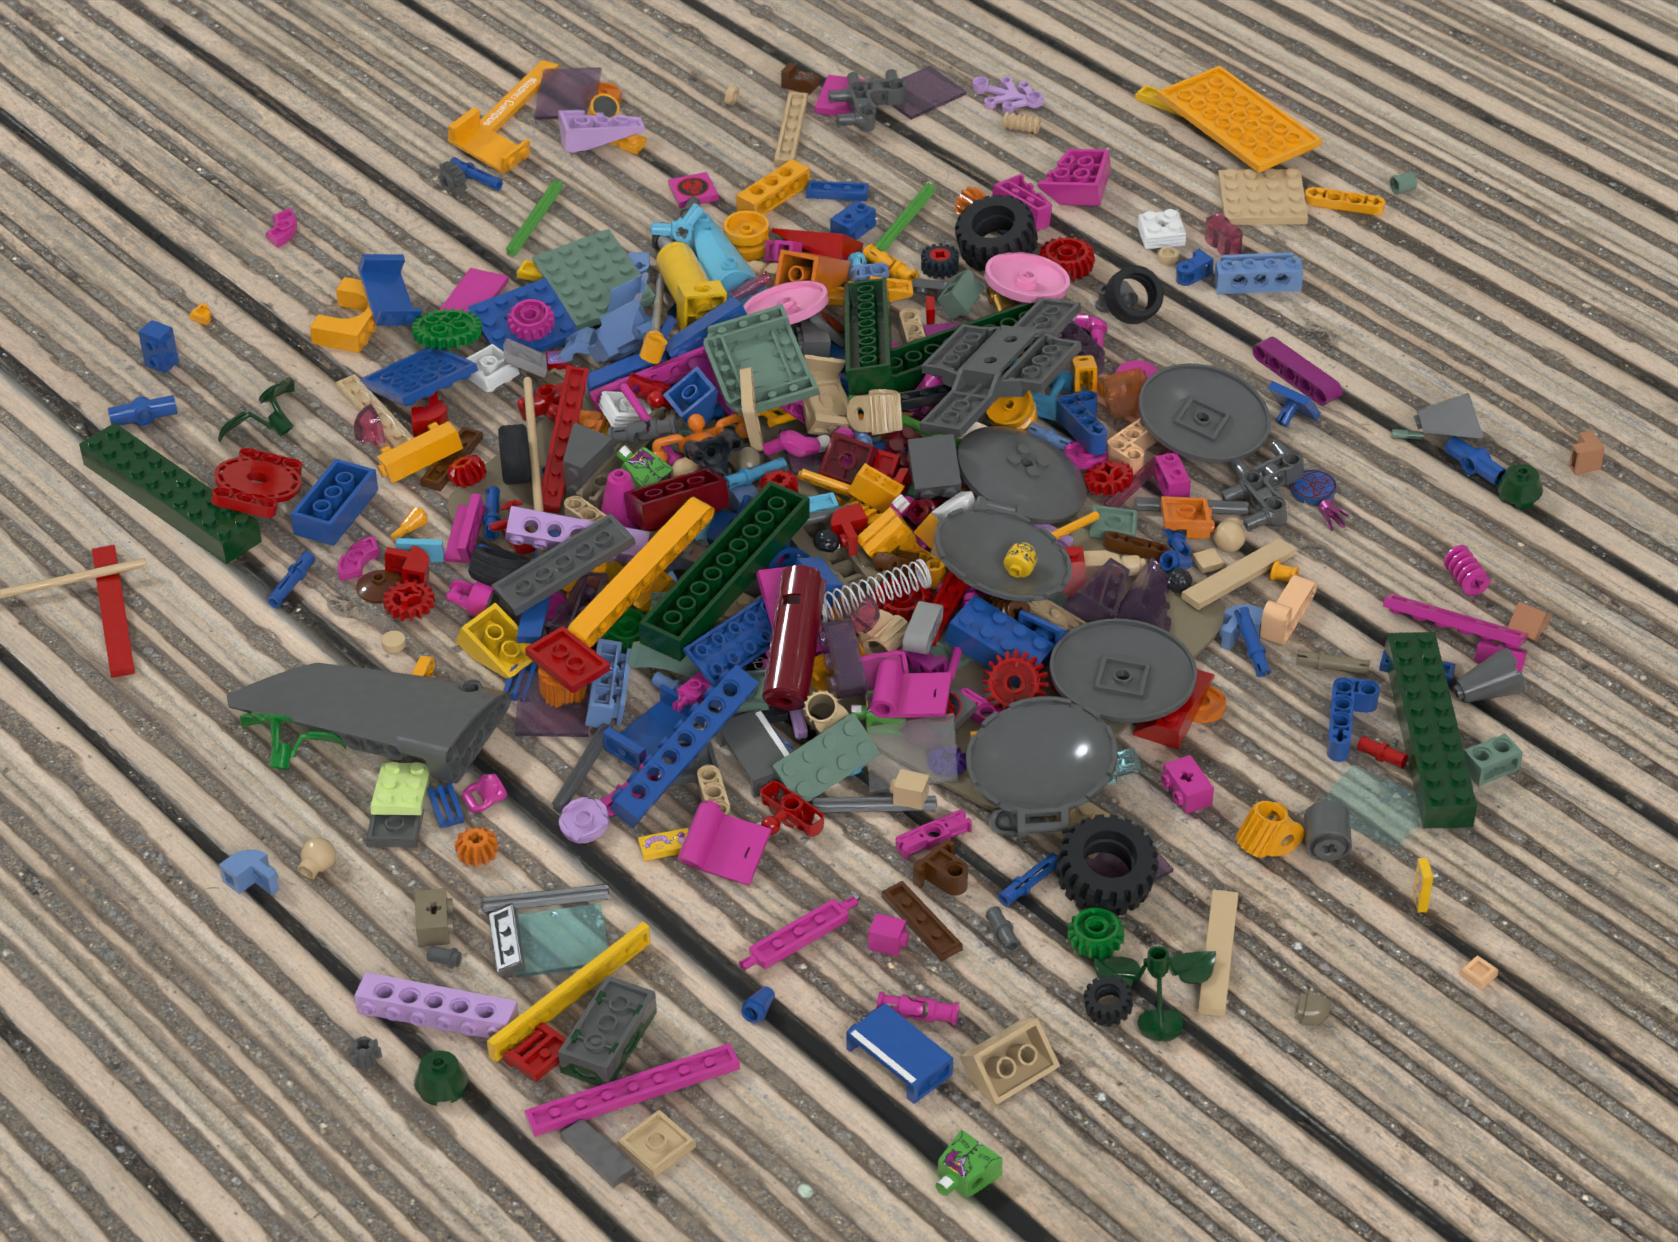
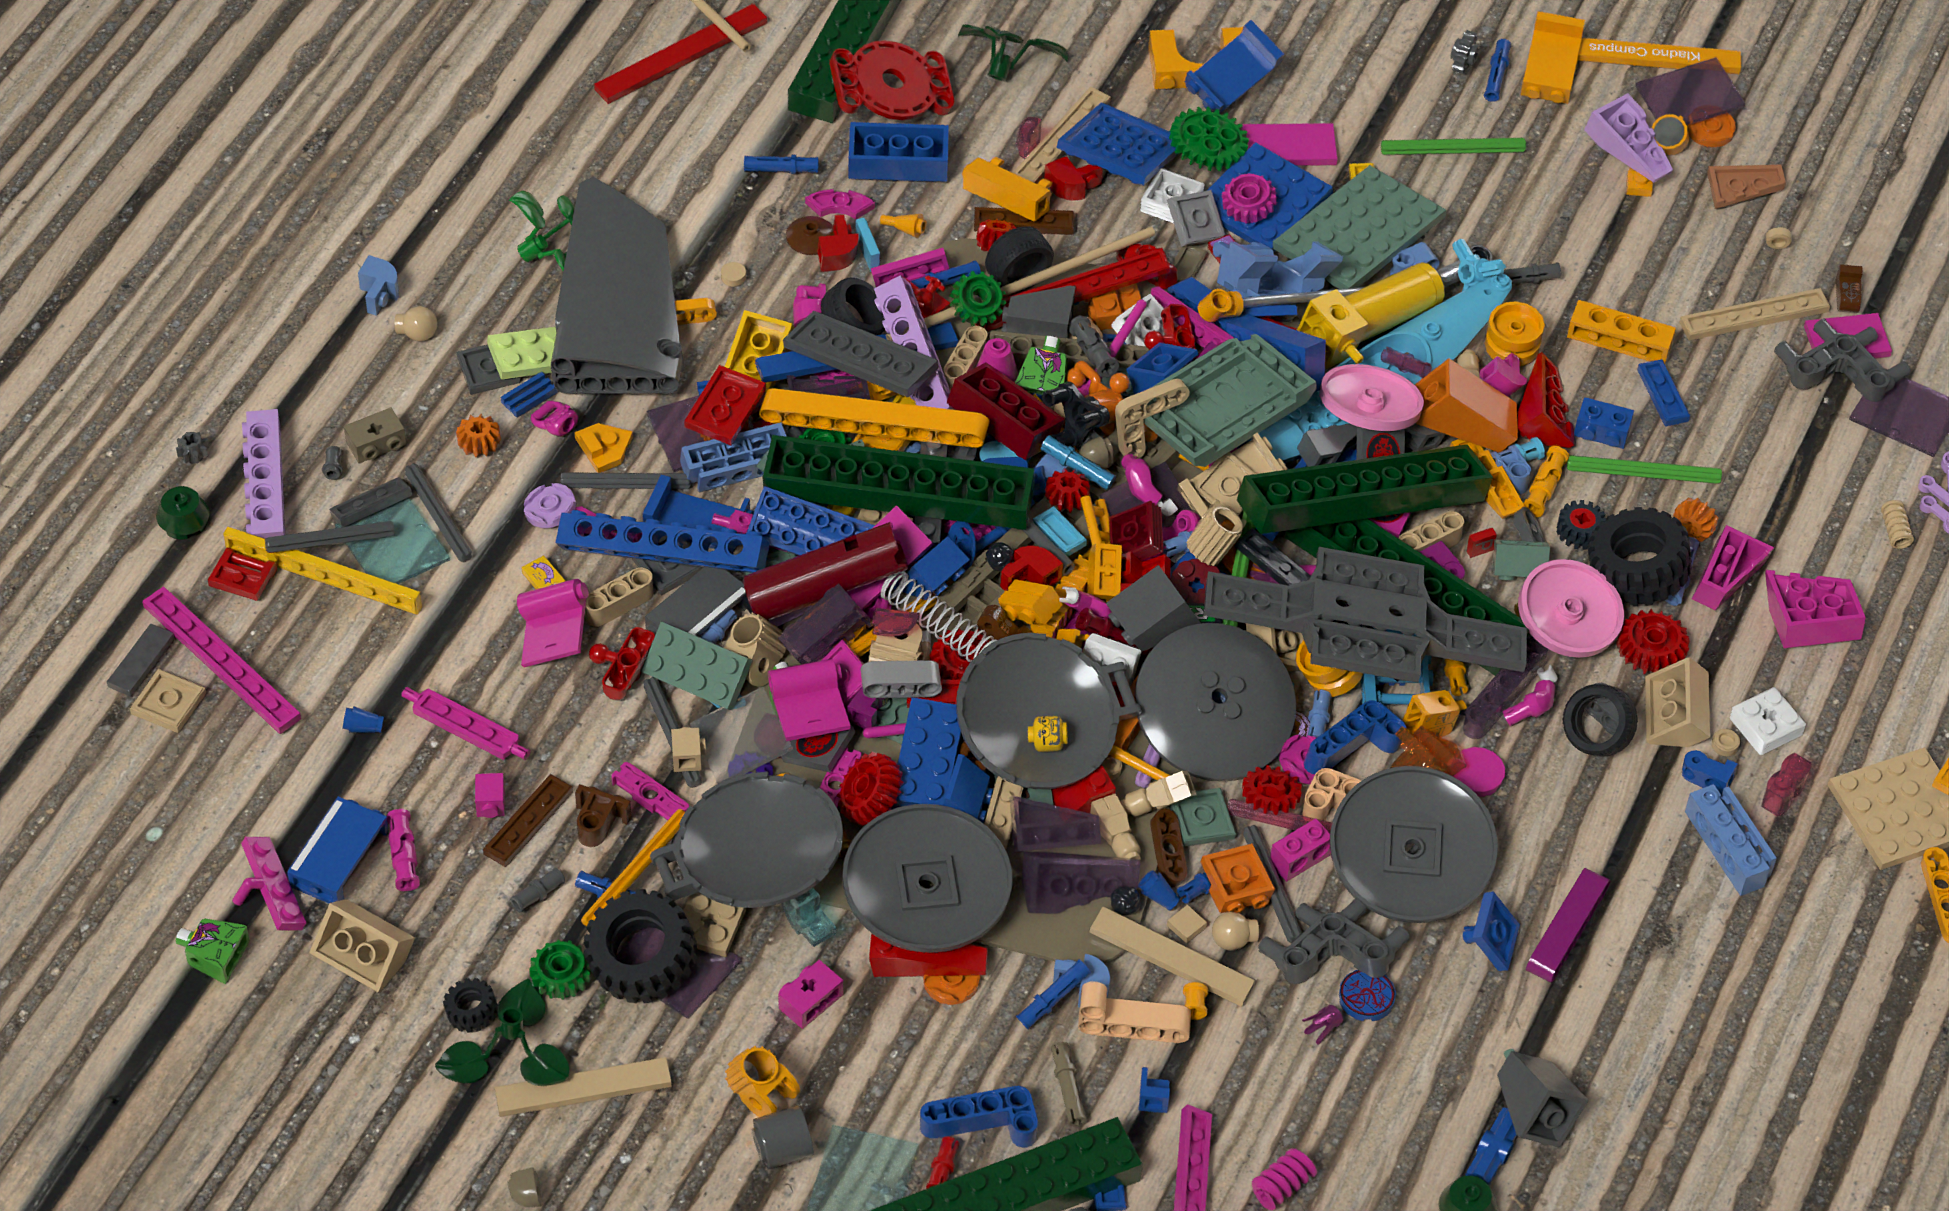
camera: 65 degrees right, 10 degrees up
(409, 600) = (791, 262): red gear -> none
(534, 770) = (604, 445): none -> light orange plate
(542, 970) = (329, 536): none -> dark grey axle
(544, 486) = (968, 308): none -> green gear
(607, 1032) = (274, 613): dark grey piece -> none
(667, 96) = (1743, 182): none -> nougat wing
(694, 185) = (1586, 263): tile -> none
(912, 1109) = (272, 882): none -> dark pink plate
(1019, 854) = (637, 865): none -> light orange axle
(1095, 523) = (1159, 794): none -> tan piece
(1118, 254) = (1678, 705): none -> tan slope
(1359, 622) = (1153, 1094): none -> blue panel

